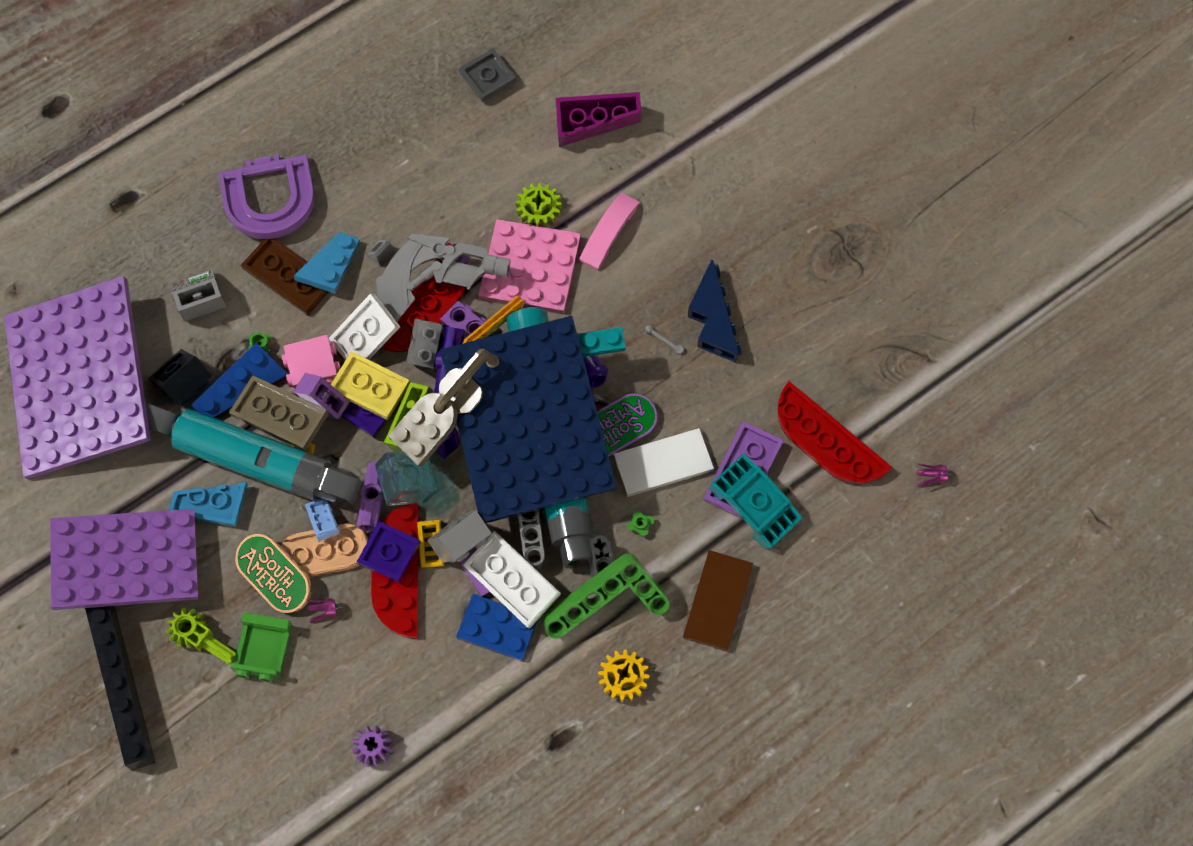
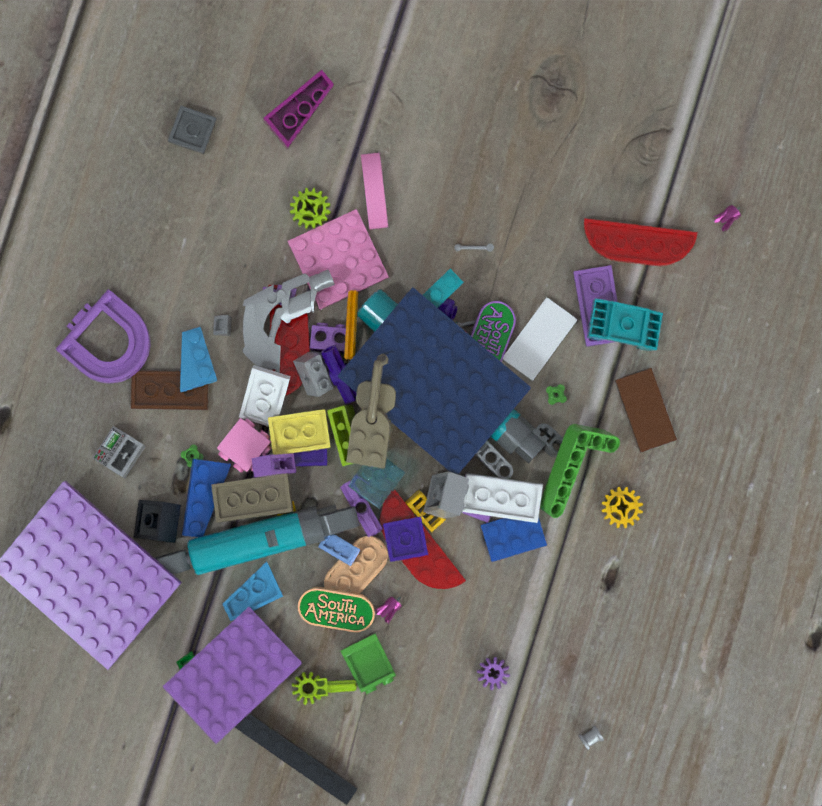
camera: 40 degrees left, 15 degrees up
(710, 309) = (491, 201): dark blue slope -> none

